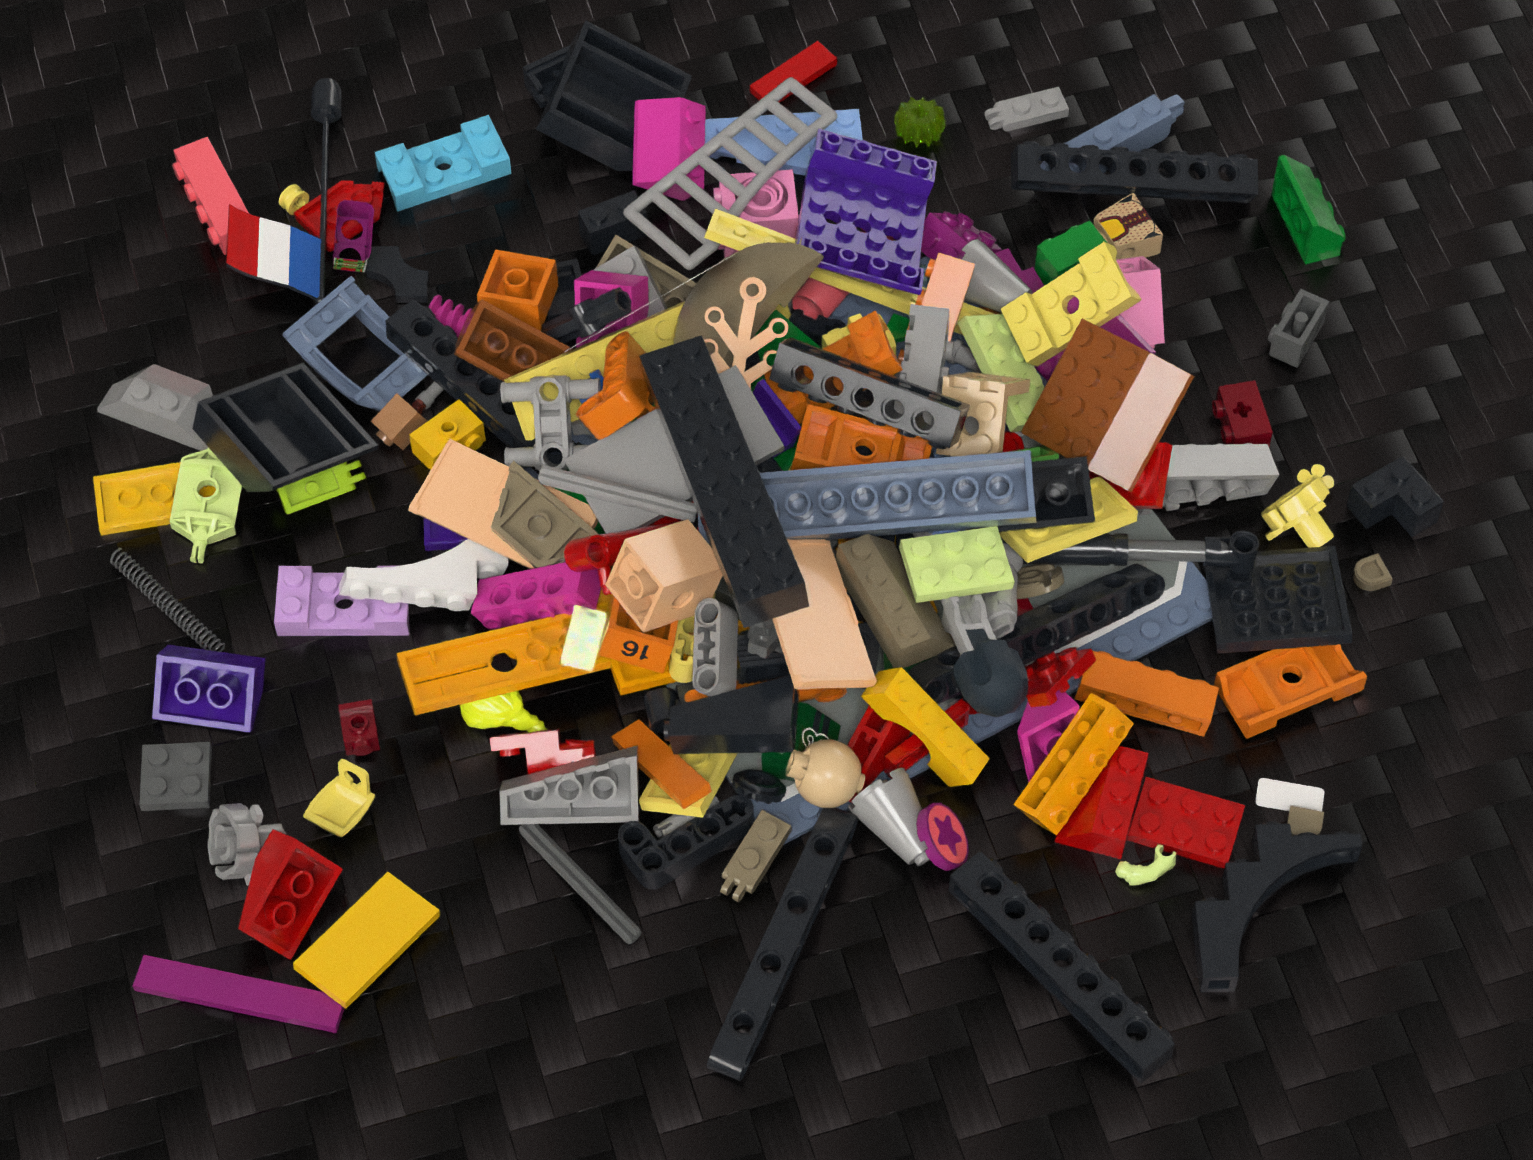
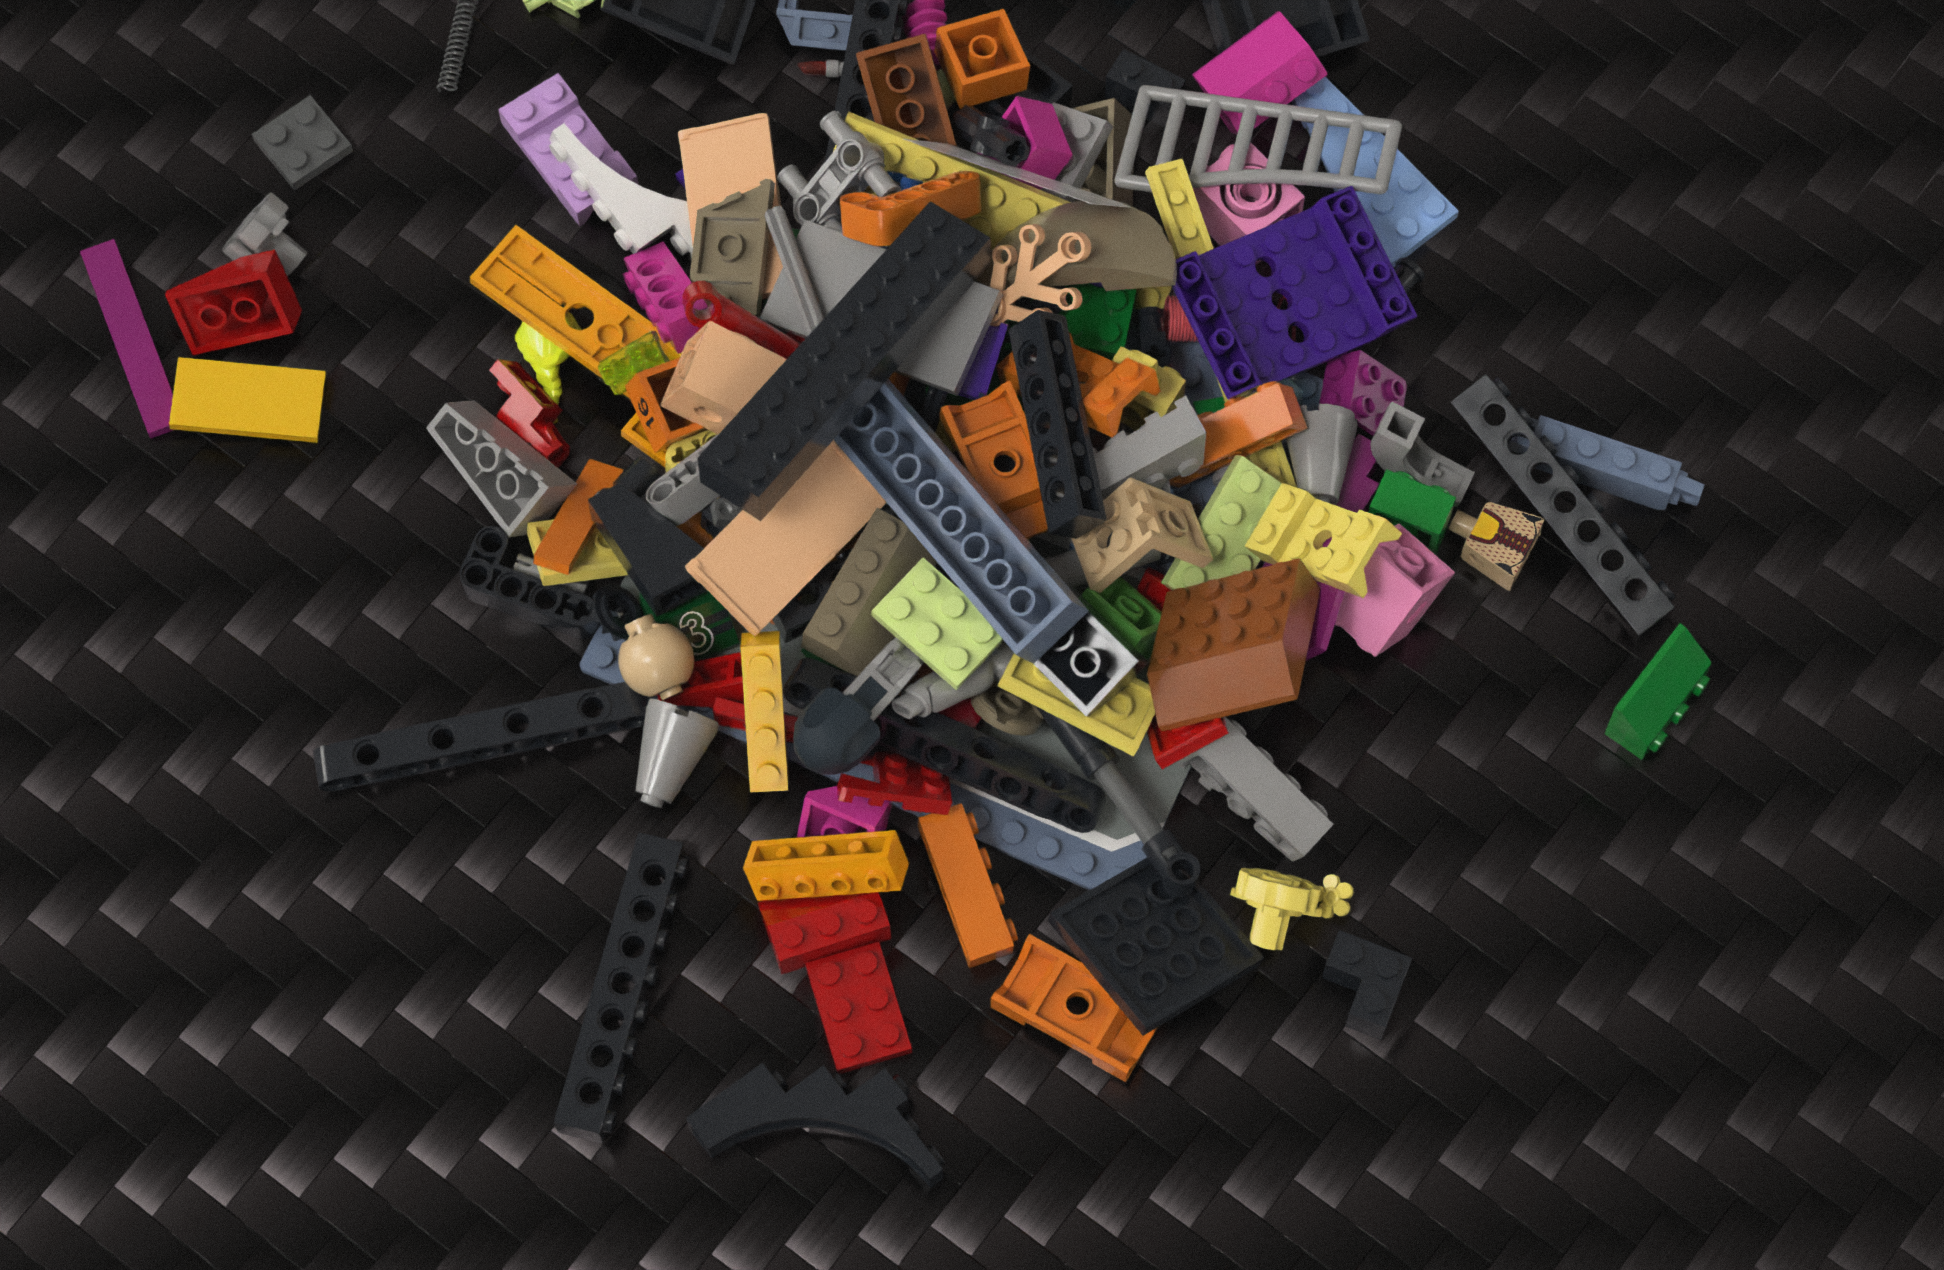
camera: 55 degrees right, 10 degrees up
(207, 688) = (401, 104): dark purple slope -> none
(319, 487) = (671, 53): lime hinge -> none
(341, 801) = (359, 288): light yellow piece -> none
(359, 727) = (452, 261): dark red brick -> none
(397, 422) = (783, 63): medium nougat brick -> none
(453, 423) = (797, 112): yellow brick -> none
(581, 882) = (425, 536): dark grey axle -> none
(755, 855) = (553, 657): dark tan hinge -> none
(802, 67) = (1456, 127): red tile -> none
(919, 121) = (1486, 262): clear neon green gear -> none
(943, 836) = (677, 801): tile -> none
(1022, 232) = (1400, 448): none -> light grey arch
(1027, 110) = (1586, 362): light grey hinge -> none
(1141, 874) = (769, 999): yellowish green piece -> none
(1242, 414) = (1350, 804): dark red brick -> none
(1283, 794) = (957, 1085): white sticker -> none
(1298, 327) = (1502, 771): dark grey brick -> none
(1305, 820) = (933, 1115): dark tan tile -> none
(1371, 573) = (1268, 1012): dark tan tile -> none

